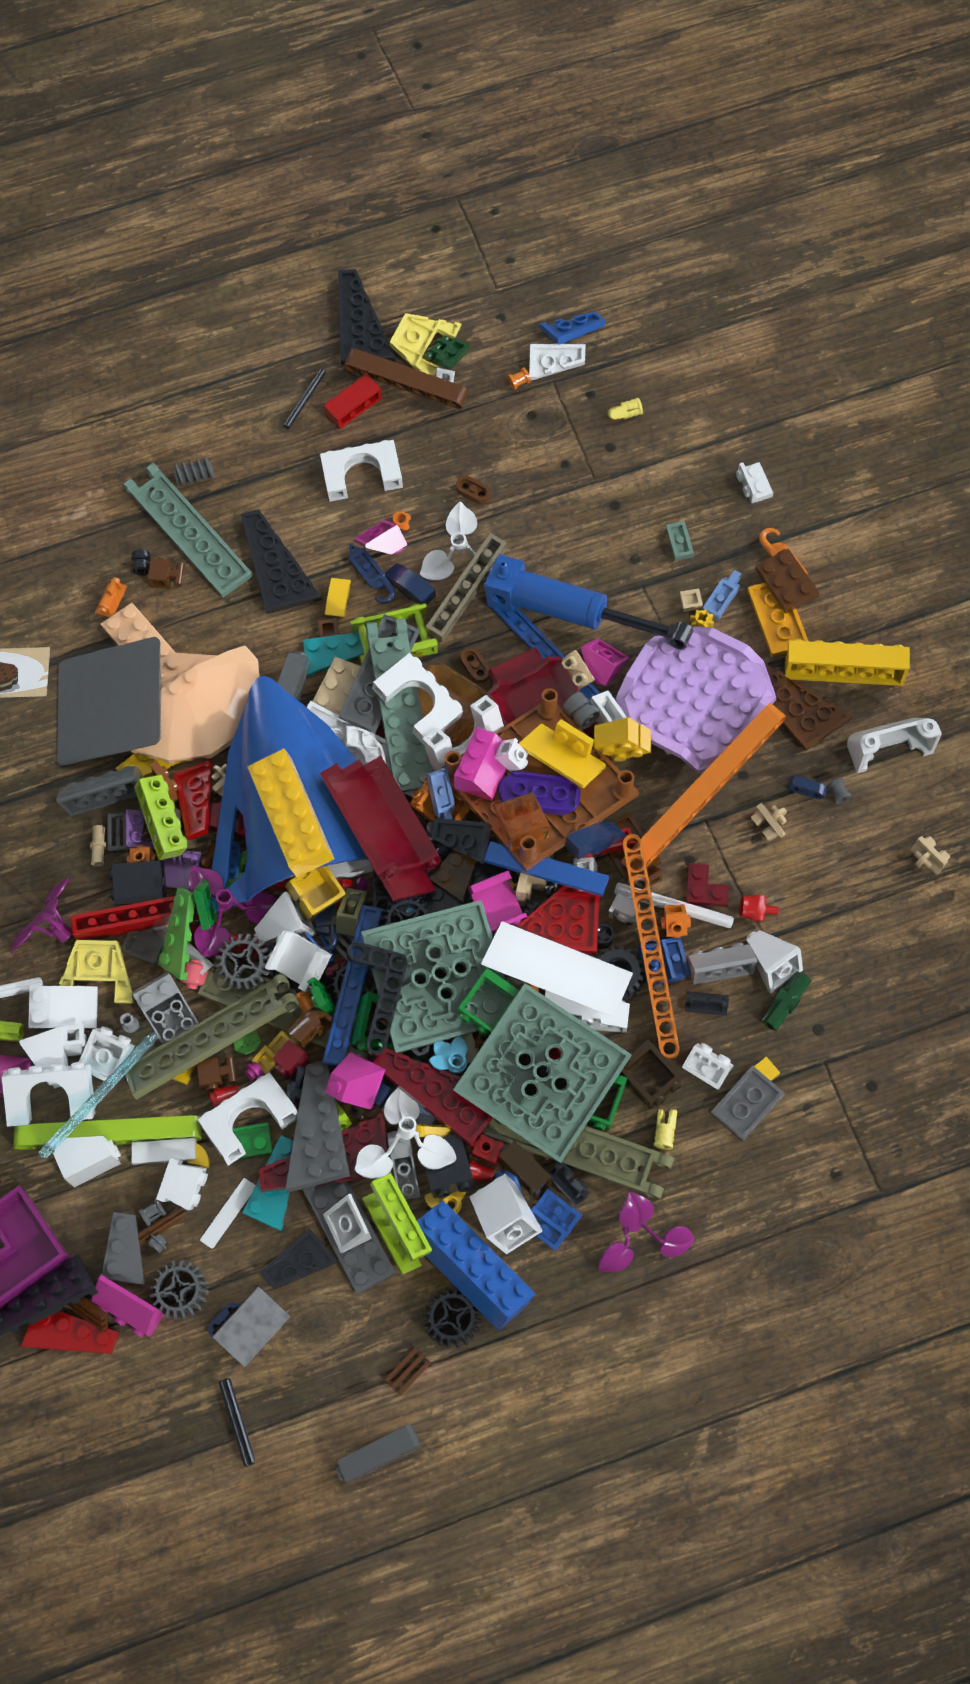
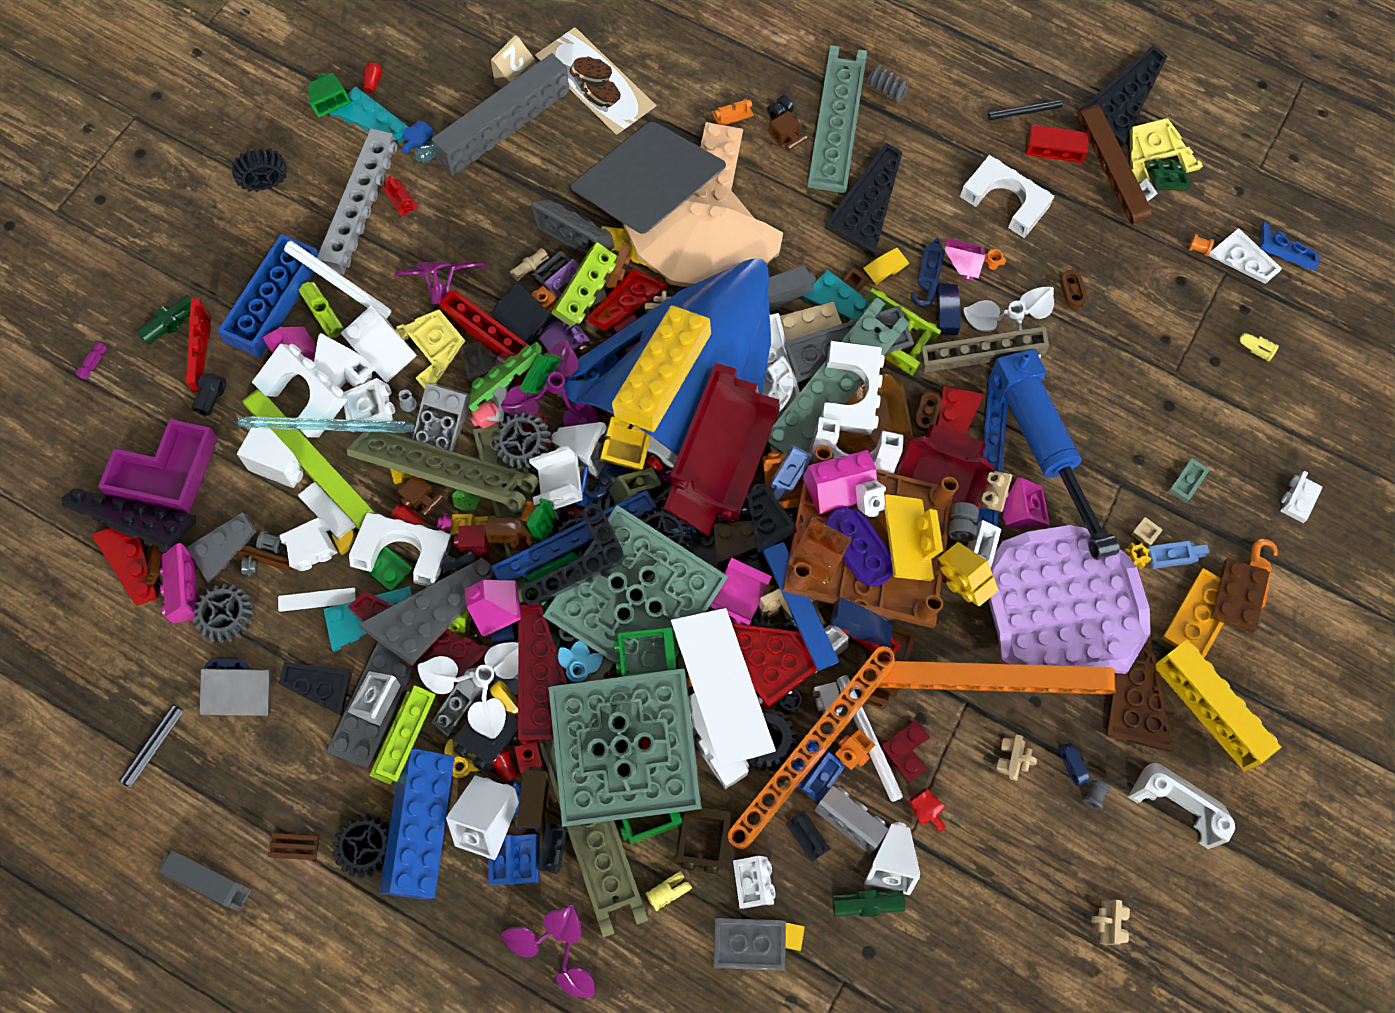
camera: 40 degrees right, 0 degrees up
(492, 644) = (958, 409): none -> red wing

